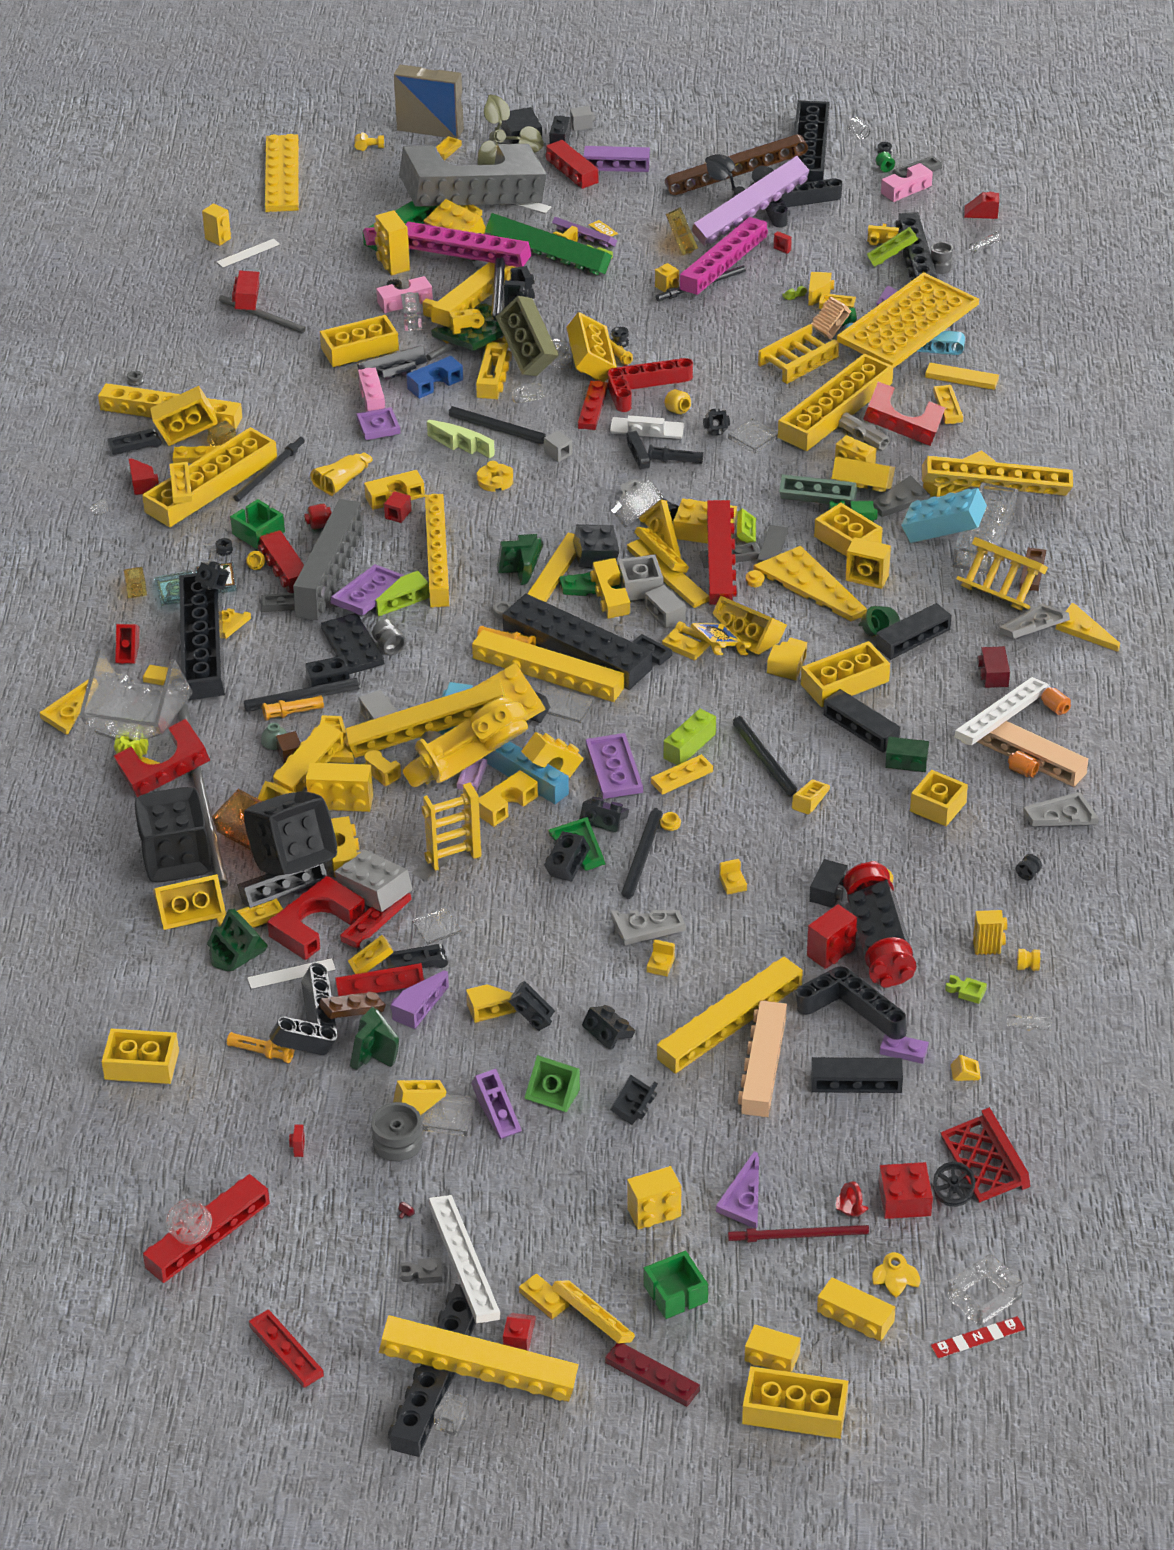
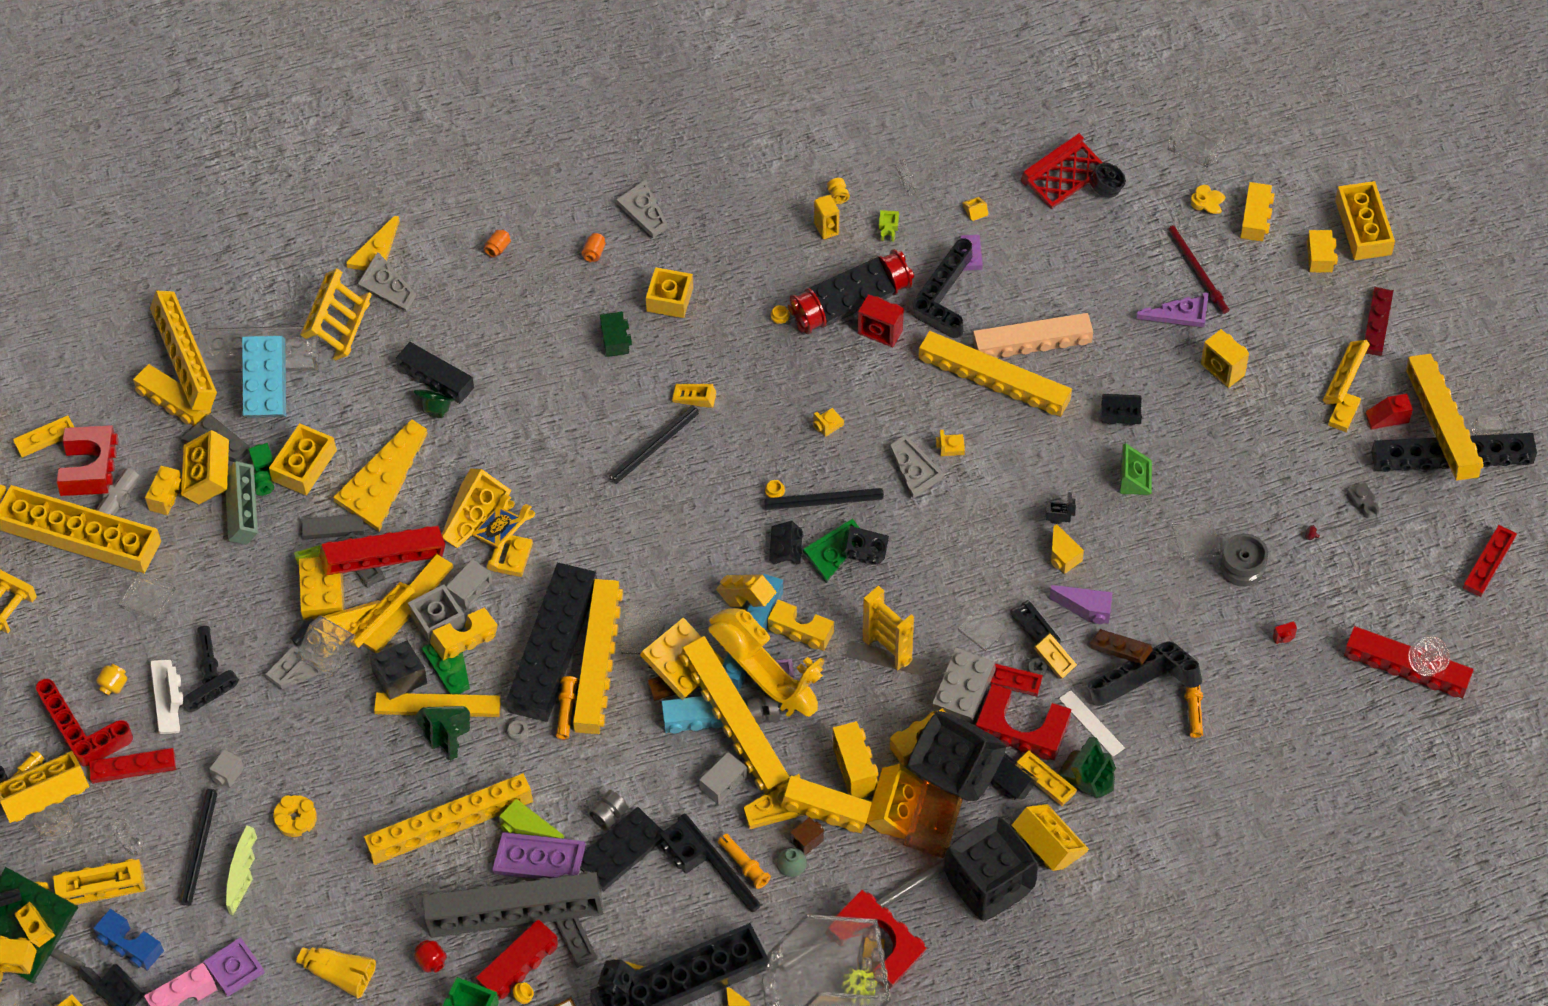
camera: 110 degrees left, 15 degrees up
(140, 1056) = (1259, 787): yellow brick -> none
(374, 1040) = (1155, 614): dark green piece -> none
(380, 980) = (1078, 643): red plate -> none
(381, 489) = (364, 915): yellow arch -> none
(382, 769) = (799, 751): yellow leg -> none
(397, 507) = (384, 886): red brick -> none
(419, 1093) = (1198, 559): yellow slope -> none
(464, 1259) = (1351, 462): white plate -> none
(495, 1103) = (1172, 506): medium lavender slope -> none
(527, 336) = (54, 844): olive brick -> none
(607, 1025) = (1046, 456): black bracket -> none
(614, 766) = (718, 555): medium lavender plate -> none
(659, 652) = (538, 578): black plate -> none
(675, 1284) = (1293, 322): green piece -> none
(682, 774) = (709, 498): yellow plate -> none
(689, 737) = (659, 504): lime brick -> none
(719, 416) = (144, 627): black brick -> none
(755, 578) = (392, 524): yellow plate -> none
(787, 659) = (513, 460): yellow piece -> none
(828, 883) = (807, 347): black brick -> none
(848, 670) = (524, 404): yellow brick -> none
(850, 1200) = (1157, 242): red piece -> none
(856, 1075) = (1021, 271): black brick -> none
(860, 720) = (580, 379): black brick -> none
(868, 563) = (351, 426): yellow brick -> none
(905, 1190) = (1127, 209): red brick -> none
(977, 1337) = (1239, 144): red sticker -> none
(994, 667) = (465, 298): dark red brick -> none
(1000, 711) = (544, 265): white plate -> none
(1028, 867) = (726, 215): black wheel -> none
(1039, 556) = (295, 304): reddish brown plate -> none
(1053, 758) = (568, 253): light nougat brick -> none

